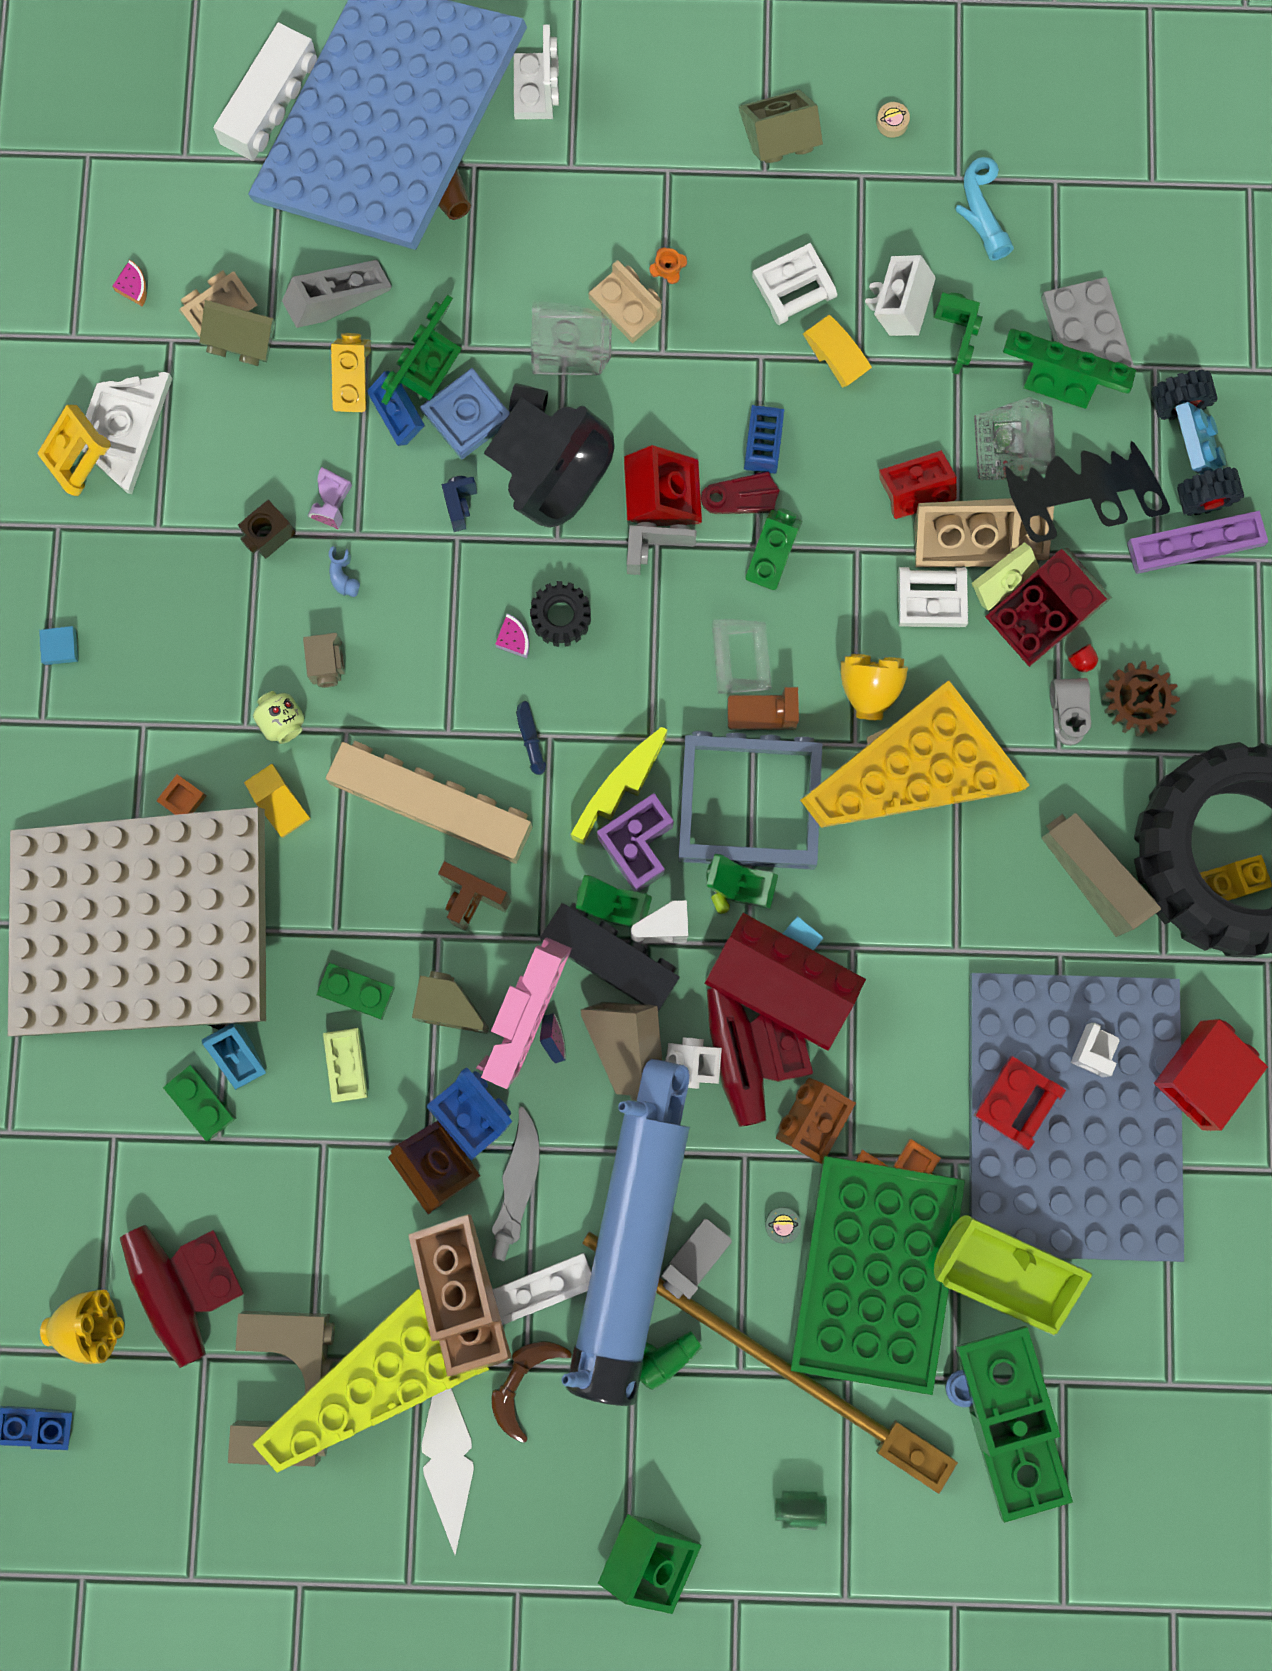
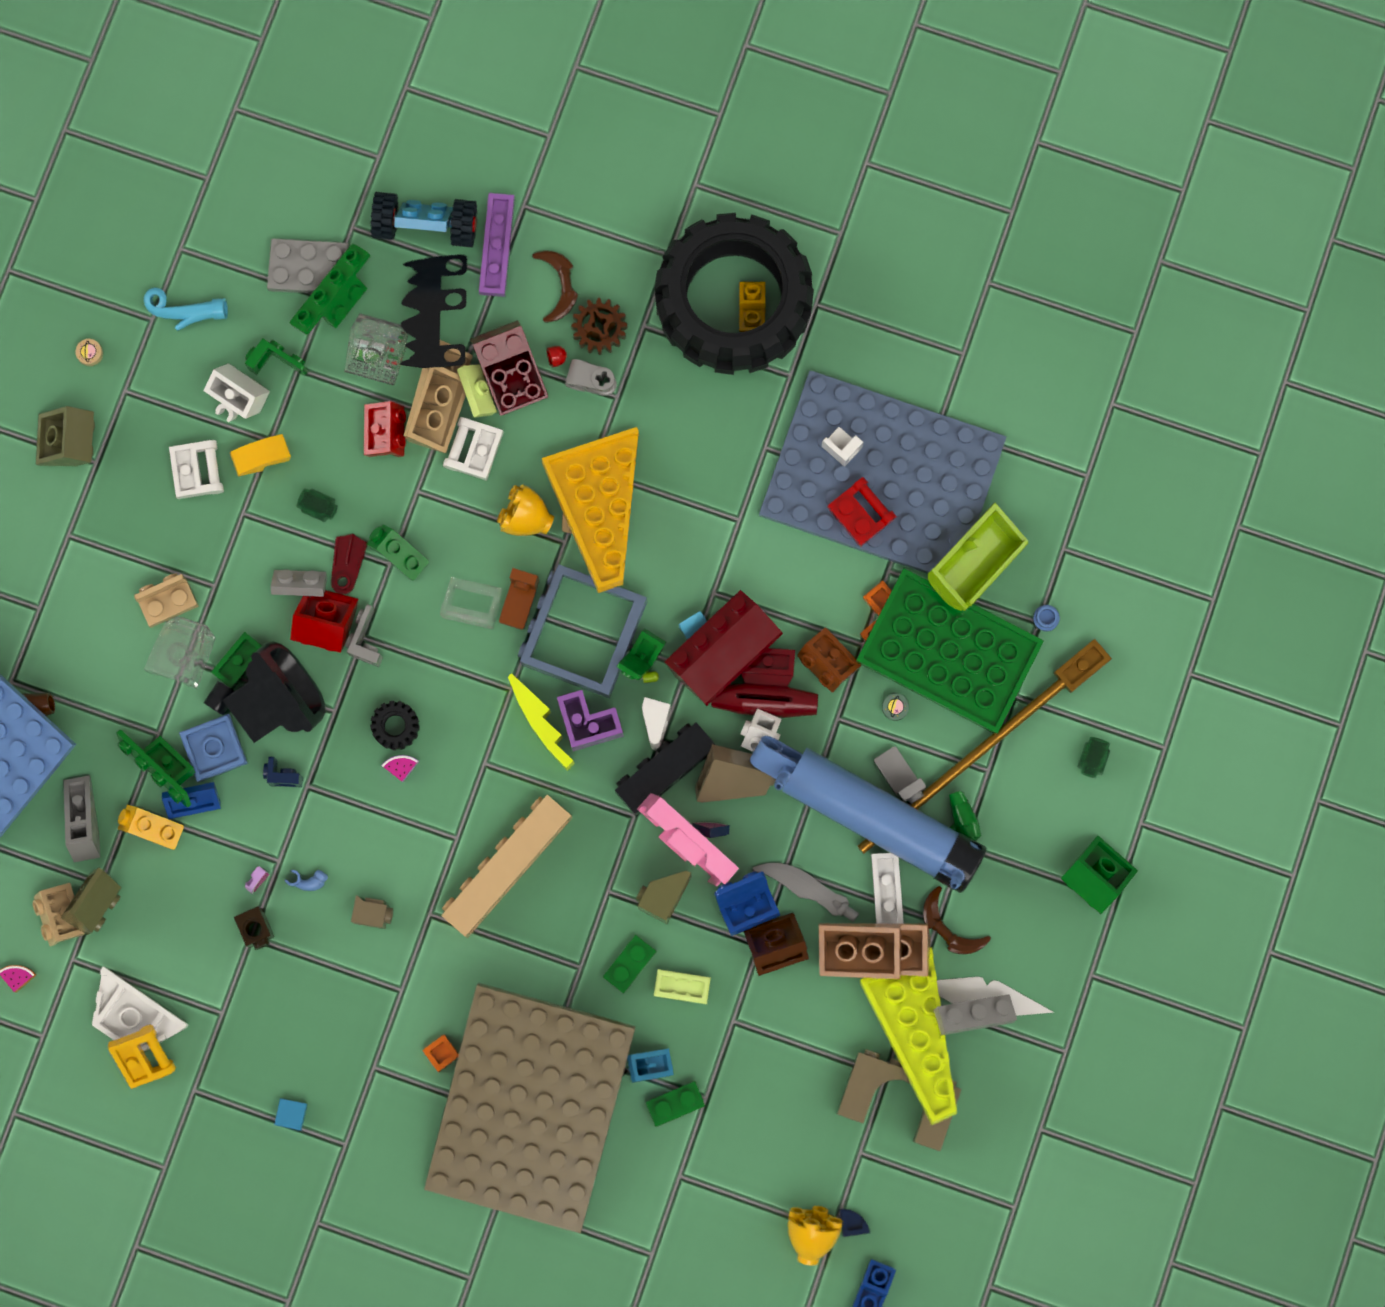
camera: 70 degrees left, 0 degrees up
(112, 1375) = (853, 1223): none -> dark blue tile
(175, 1289) = (805, 1154): dark red plate -> none
(277, 799) = (464, 980): yellow slope -> none
(278, 717) = (404, 959): yellowish green head -> none
(332, 487) = (236, 868): lavender tile -> none
(416, 1455) = (975, 1014): none -> light grey plate
(472, 891) = (584, 851): reddish brown bracket -> none
(530, 738) = (480, 777): dark blue piece -> none
(567, 395) = (235, 662): none -> green plate
(611, 903) = (627, 753): green bracket -> none
(670, 256) = (139, 559): orange plate -> none
(696, 445) = (298, 583): none -> light grey plate
(761, 462) = (328, 540): blue slope -> none
(799, 435) = (317, 505): none -> clear green brick
(1014, 1424) = (1079, 590): green bracket -> none
(1099, 875) = (718, 400): dark tan slope -> none
(1165, 650) = (569, 296): none -> reddish brown piece
(1211, 1074) = (883, 372): red brick -> none

